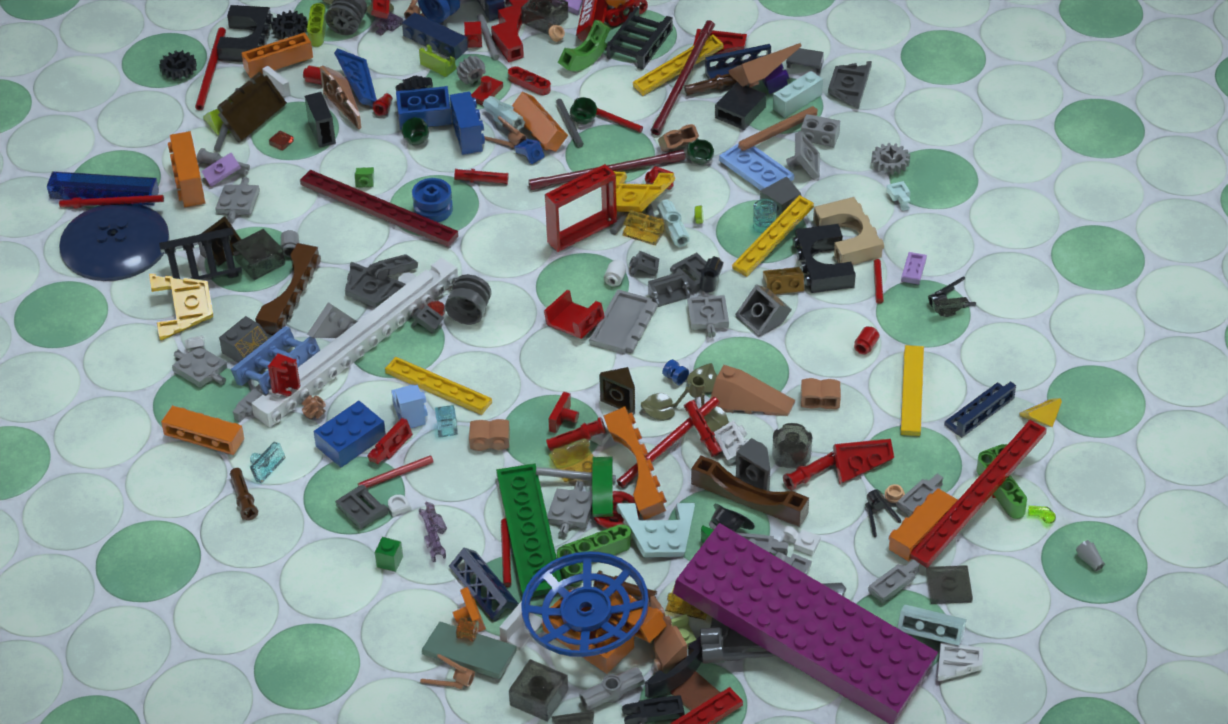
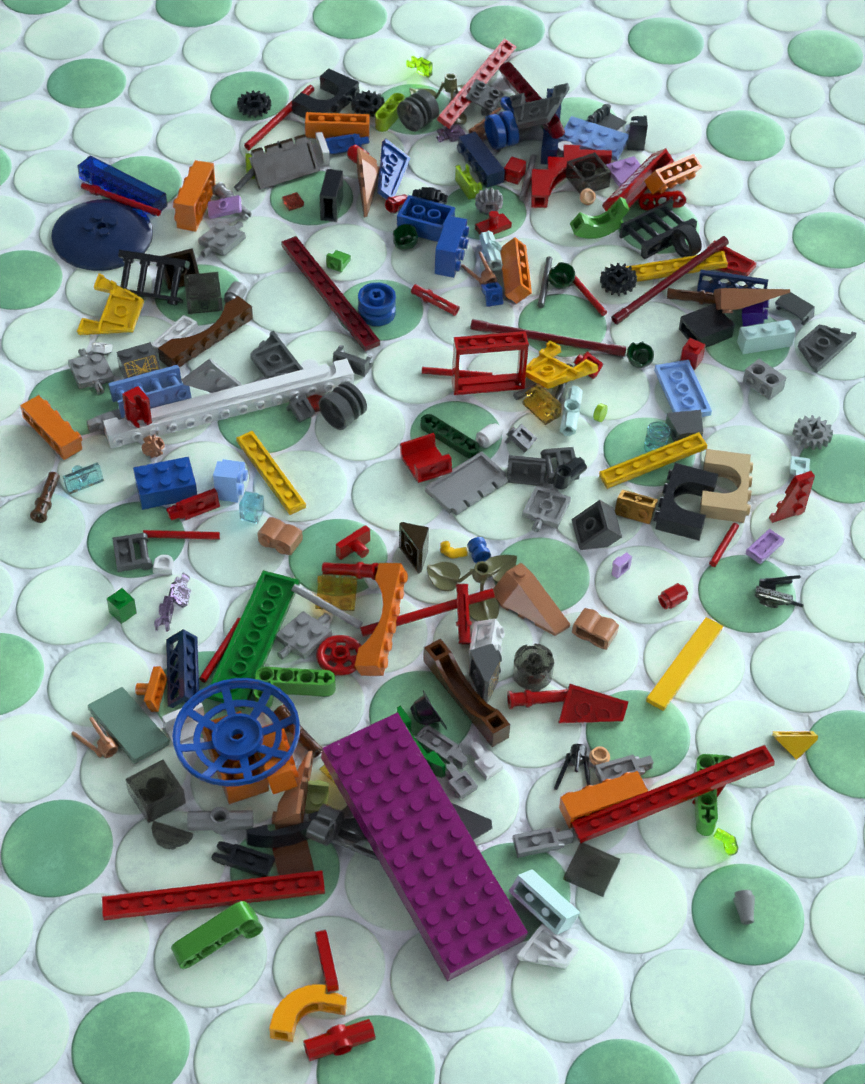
camera: 25 degrees right, 5 degrees up
(257, 298) = (179, 329): none -> white tile
(296, 67) = (342, 143): none -> blue hinge
(392, 266) = (302, 349): dark grey hinge -> none
(454, 258) = (358, 365): none -> dark grey hinge
(467, 629) = (134, 705): clear orange wheel -> none
(519, 76) = (536, 236): red beam -> none
(539, 234) = (448, 372): none -> red bar
(579, 285) = (451, 434): none -> dark green beam
(602, 486) = (339, 626): green slope -> none
(635, 94) = (618, 279): none -> black gear
(646, 384) = (451, 552): none -> yellow arm
(659, 537) = (360, 698): light aqua wing -> none
(676, 138) = (622, 333): nougat brick -> none
(681, 32) = (692, 238): none -> black tyre
(744, 129) = (694, 352): none -> red brick
(776, 129) = (725, 361): nougat axle -> none
(805, 155) = (733, 397): light grey tile -> none
(805, 333) = (621, 565): none -> lavender plate
(918, 215) = (796, 497): none -> red wing
(981, 412) = (734, 712): dark blue fence -> none

